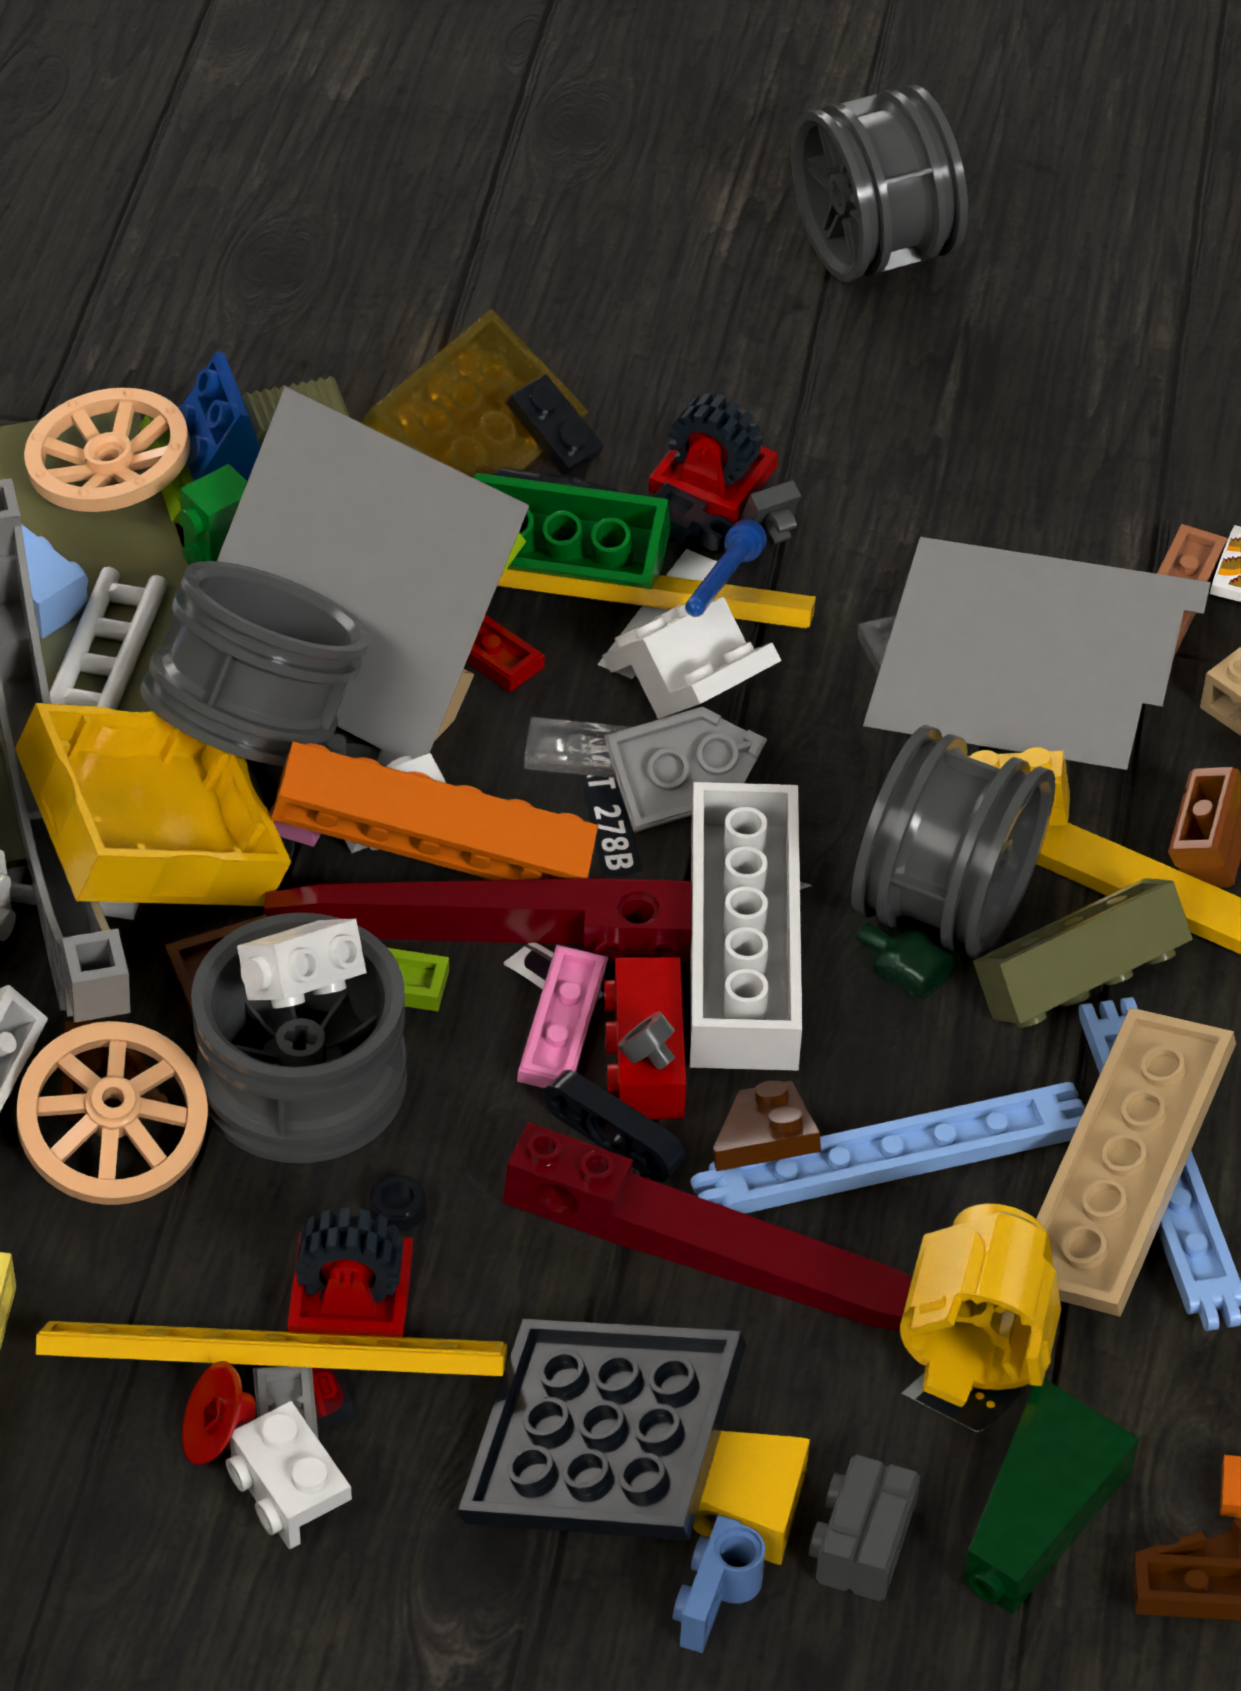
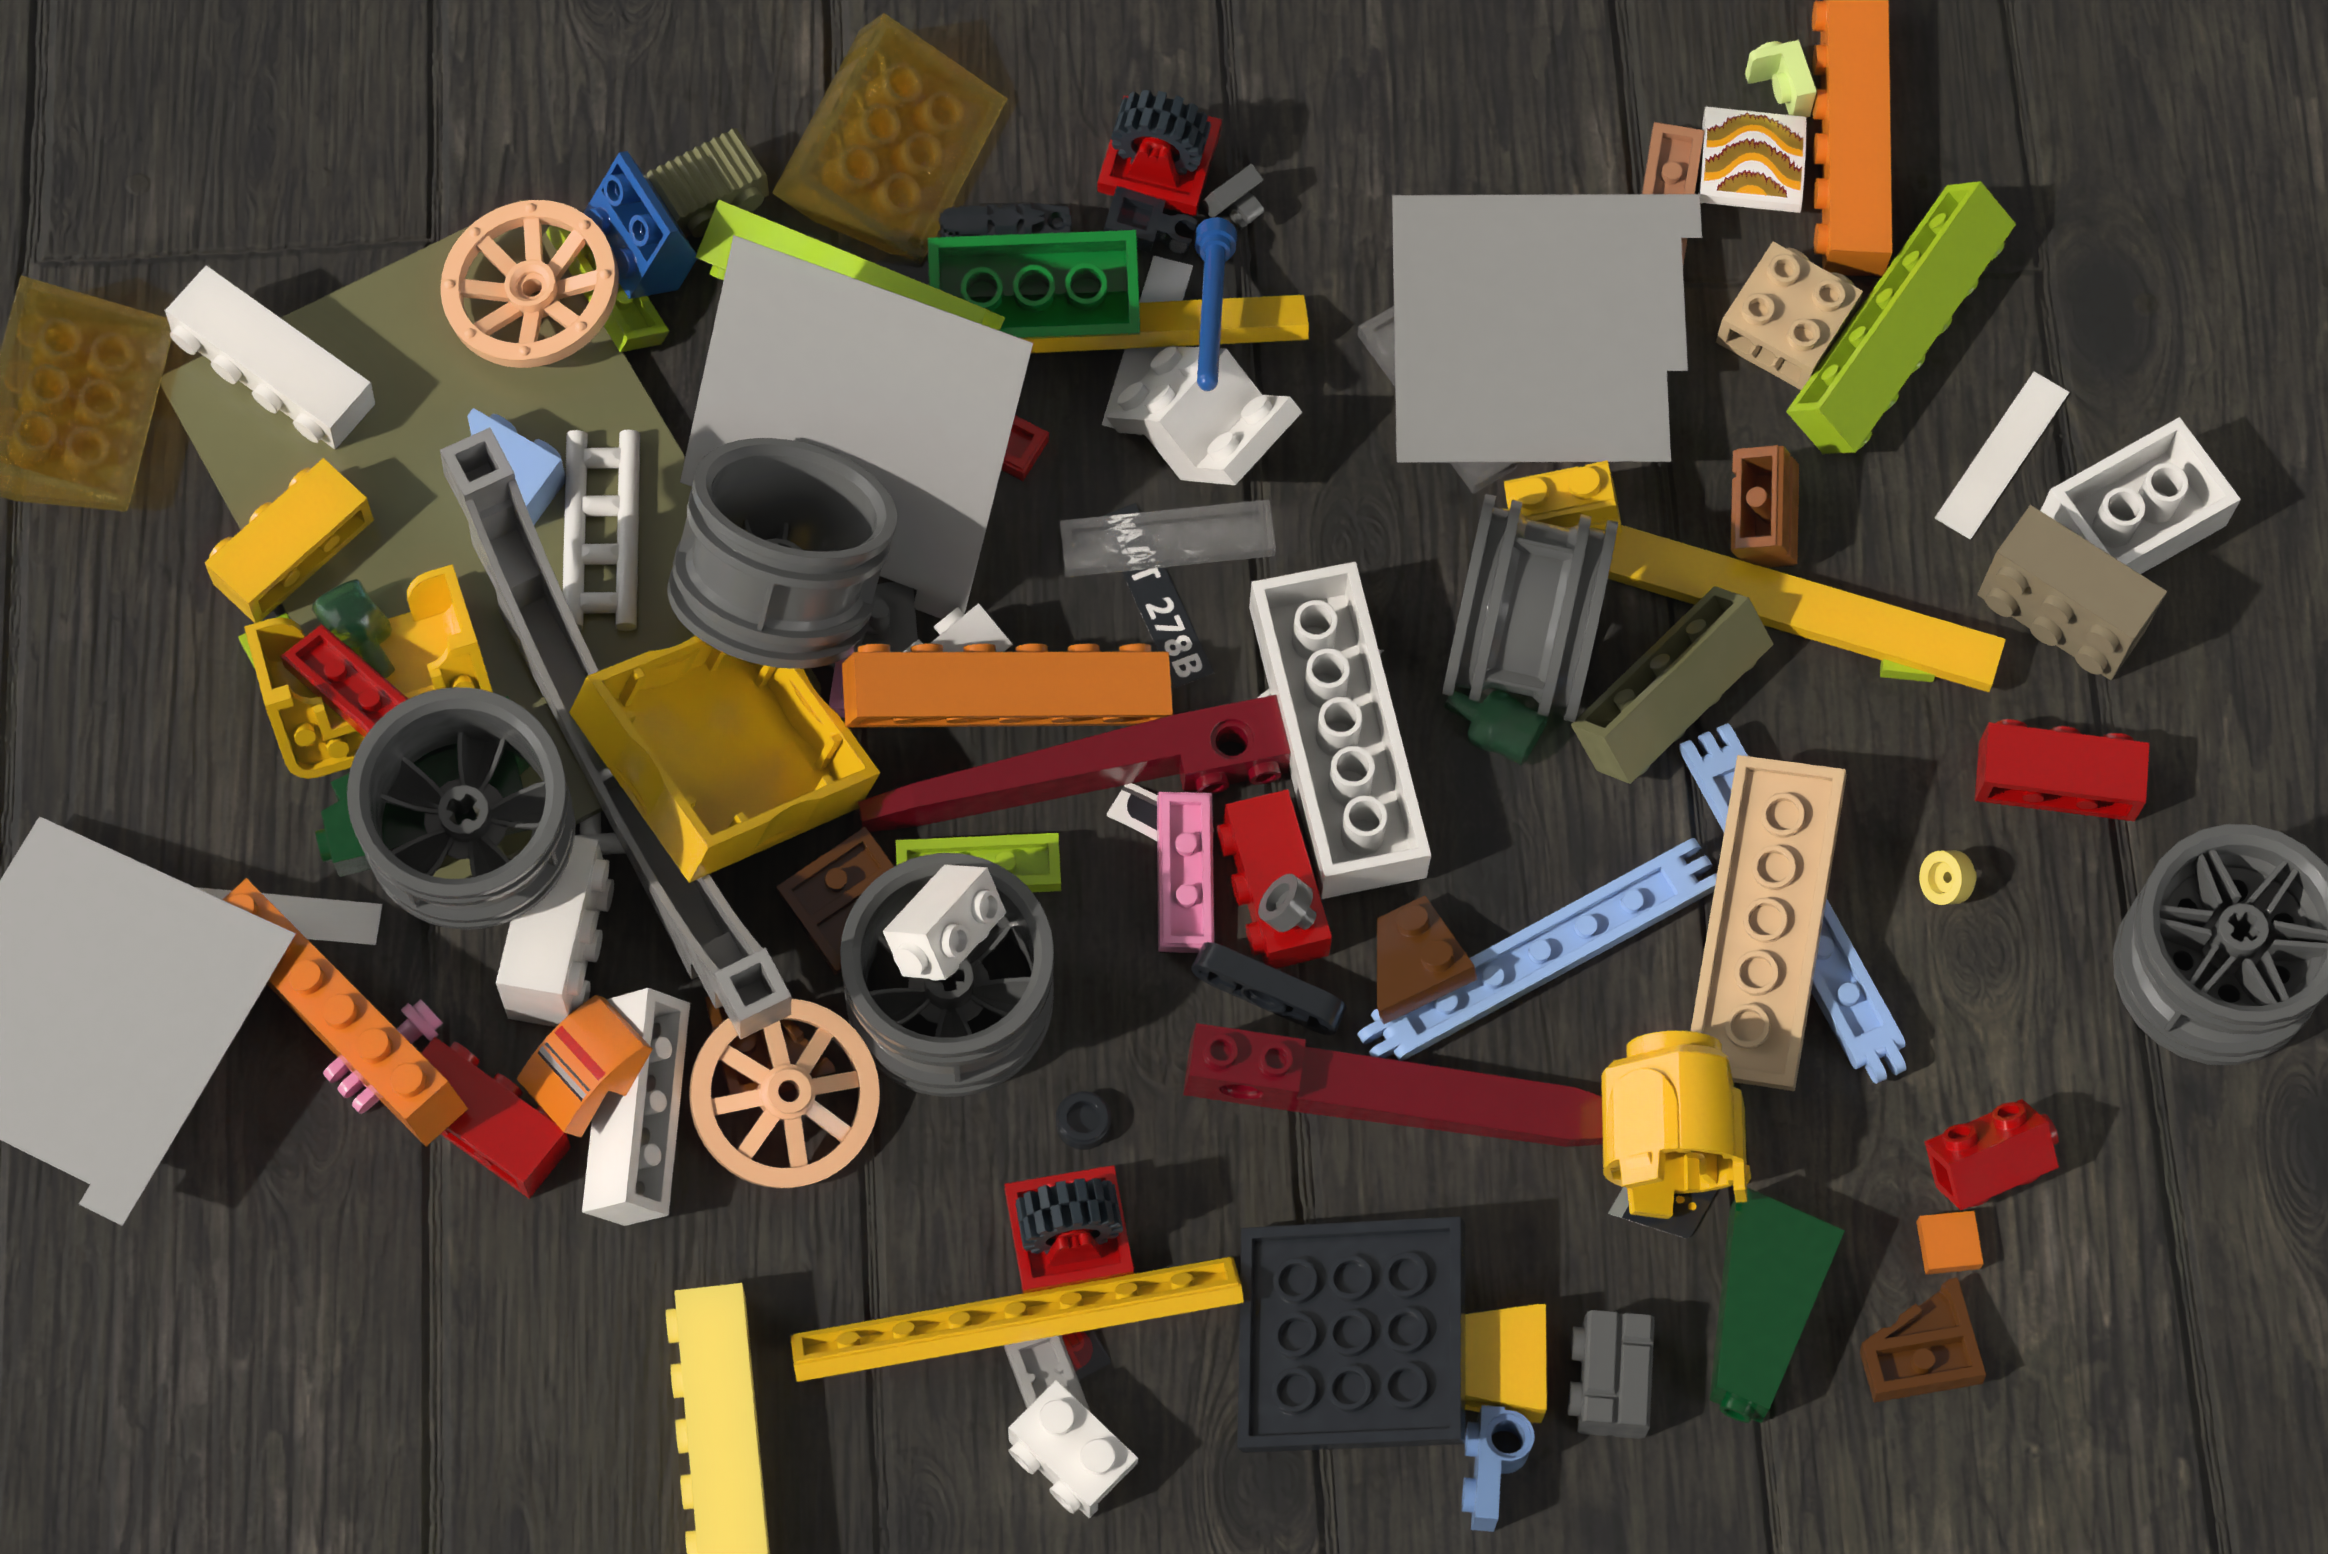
camera: 15 degrees left, 20 degrees up
(208, 512) = (673, 354): green brick -> none
(214, 1412) = (984, 1405): red piece -> none
(554, 424) = (981, 133): black plate -> none
(666, 757) = (1224, 548): light grey tile -> none

